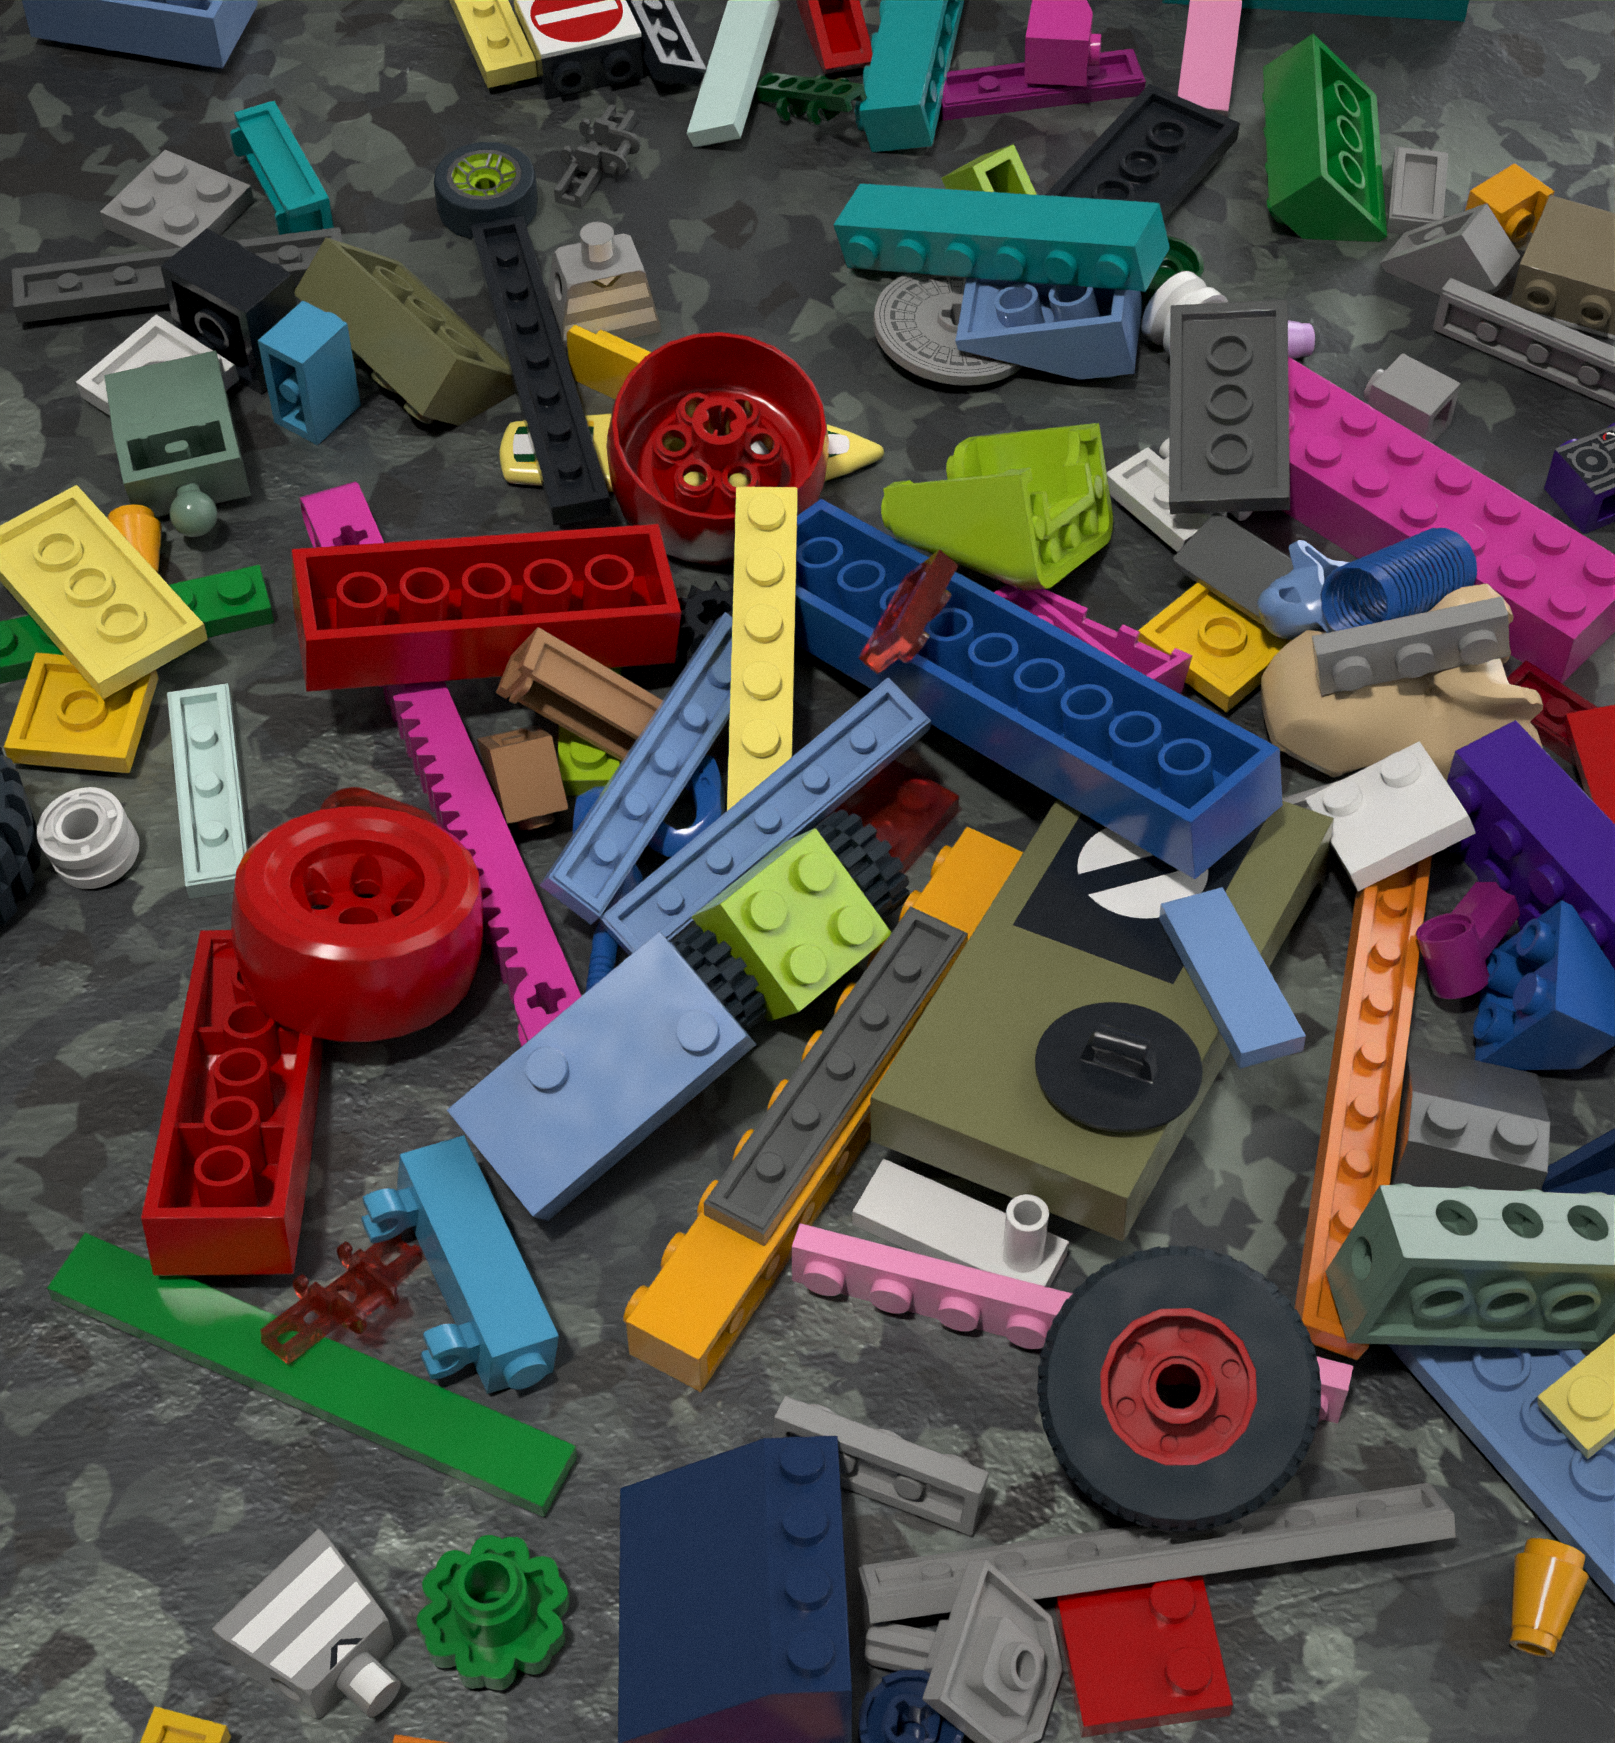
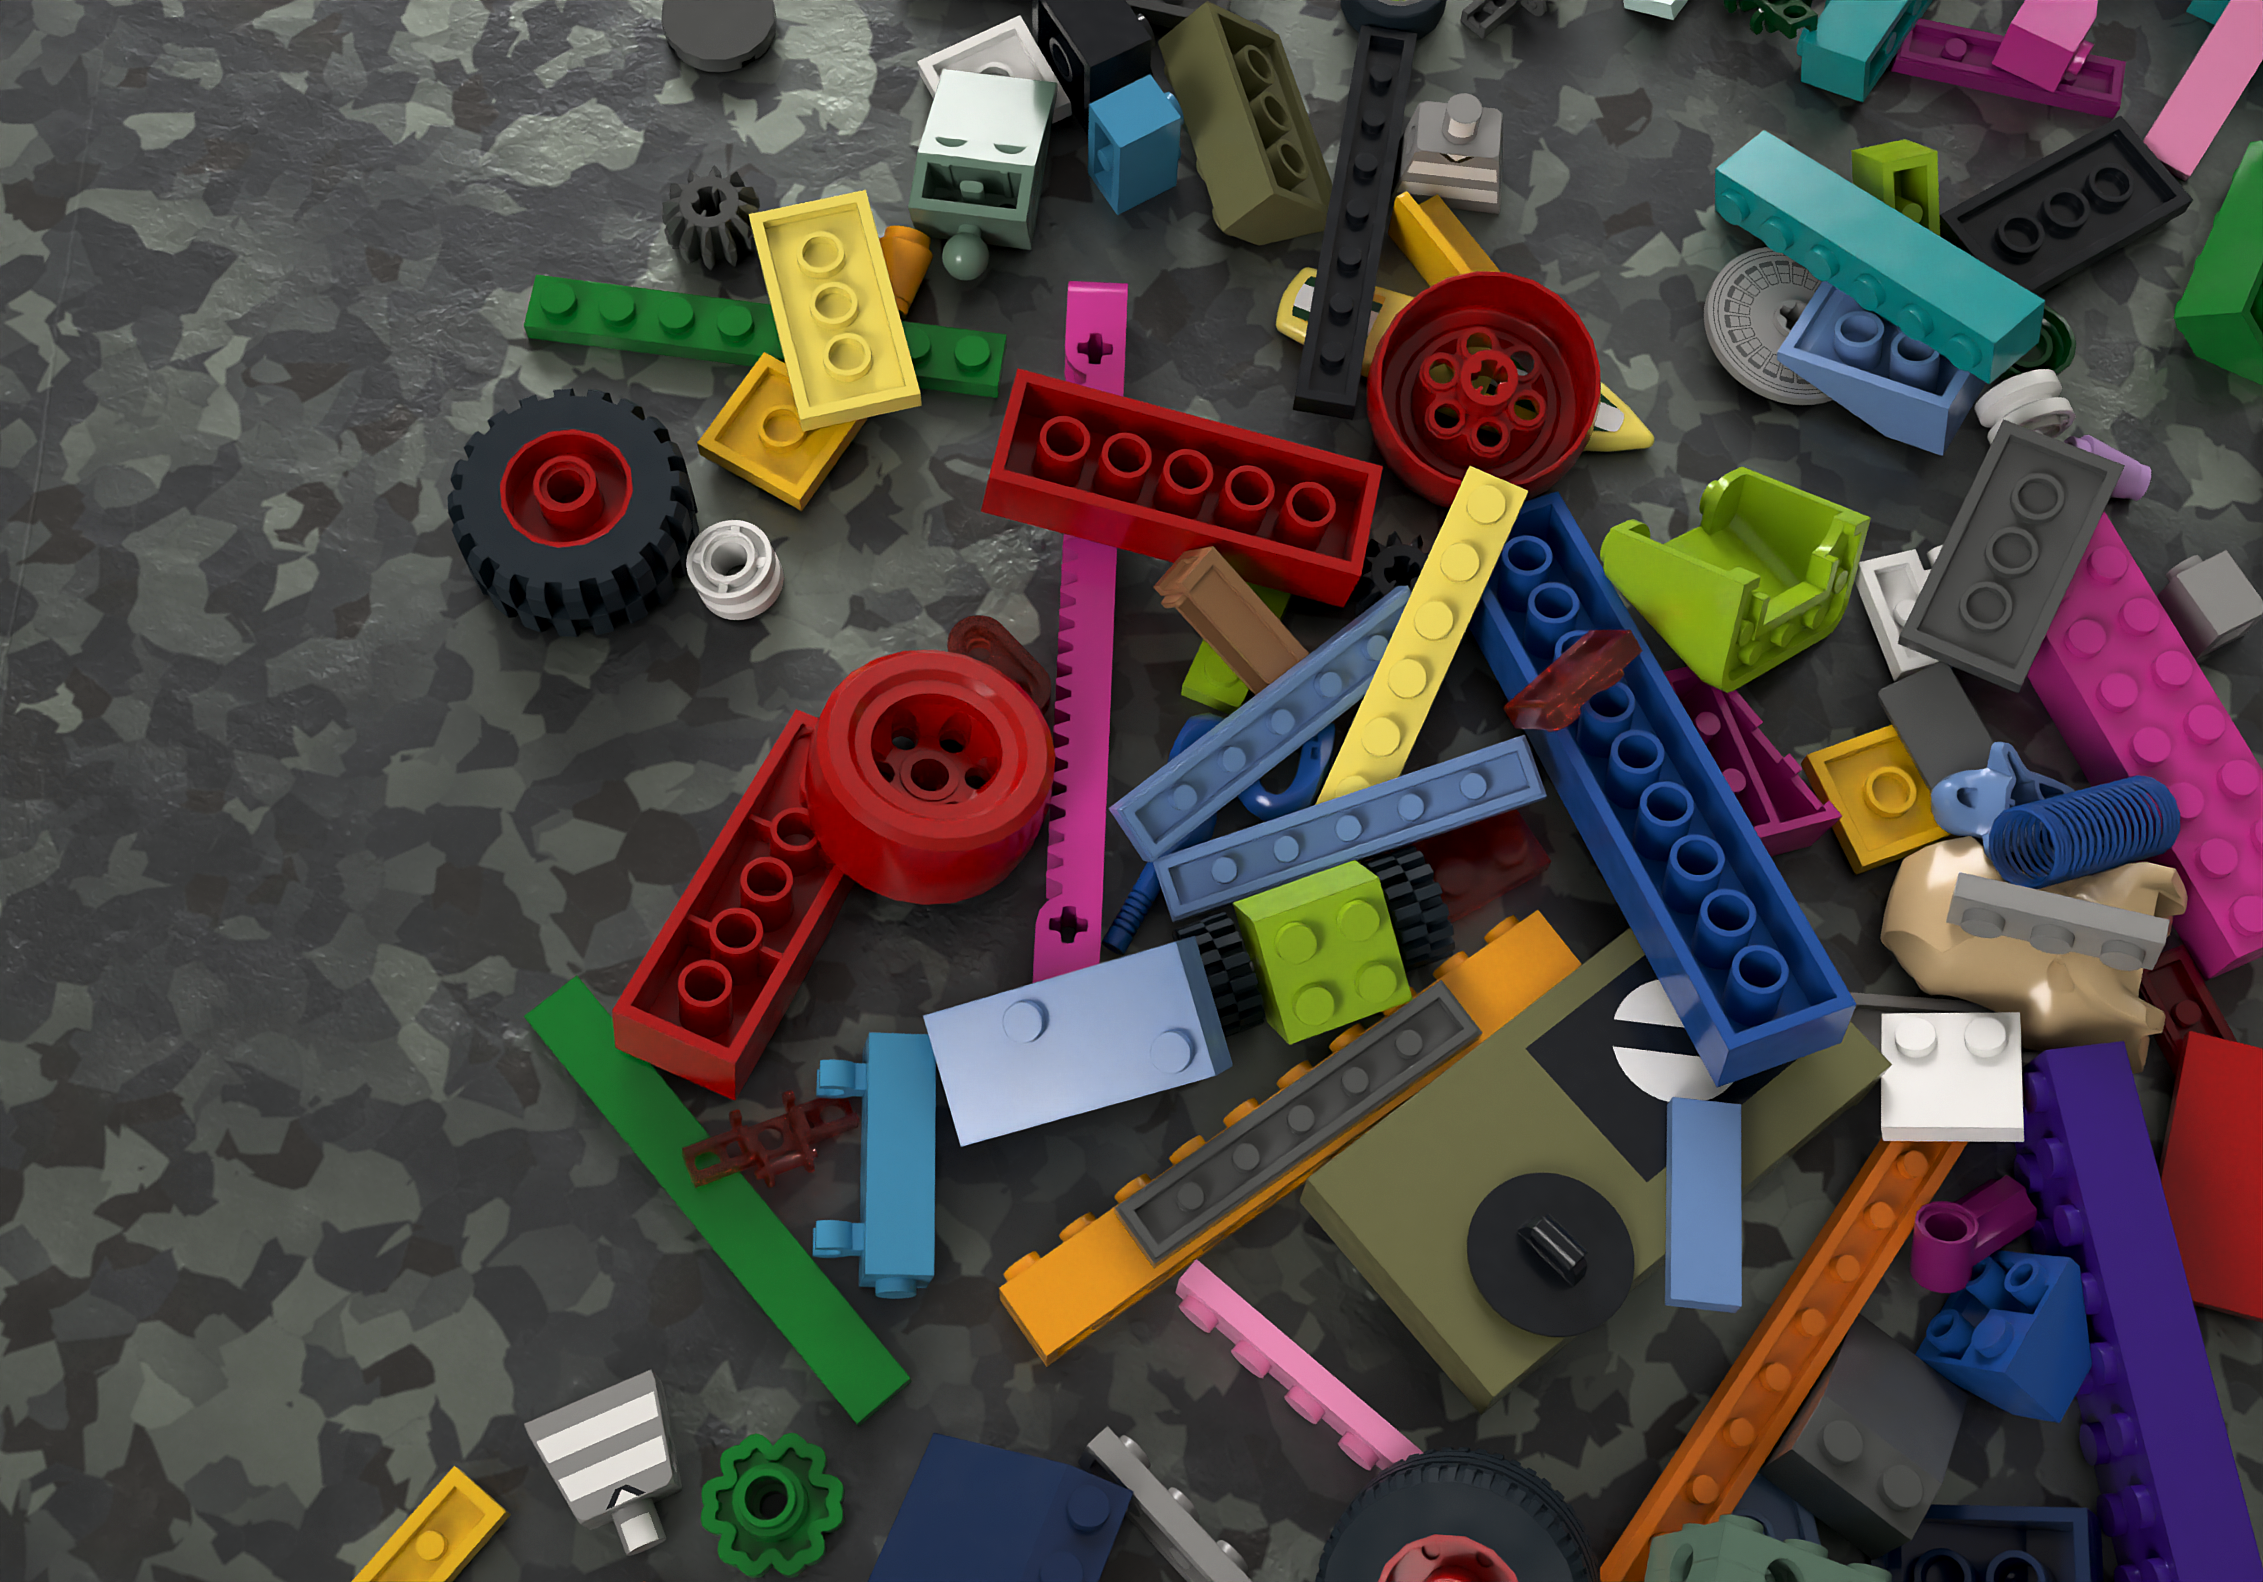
camera: 20 degrees right, 15 degrees up
(207, 788) = (865, 558): light aqua tile -> none
(524, 775) = (1151, 667): medium nougat slope -> none
(958, 1228) = (1346, 1317): white piece -> none

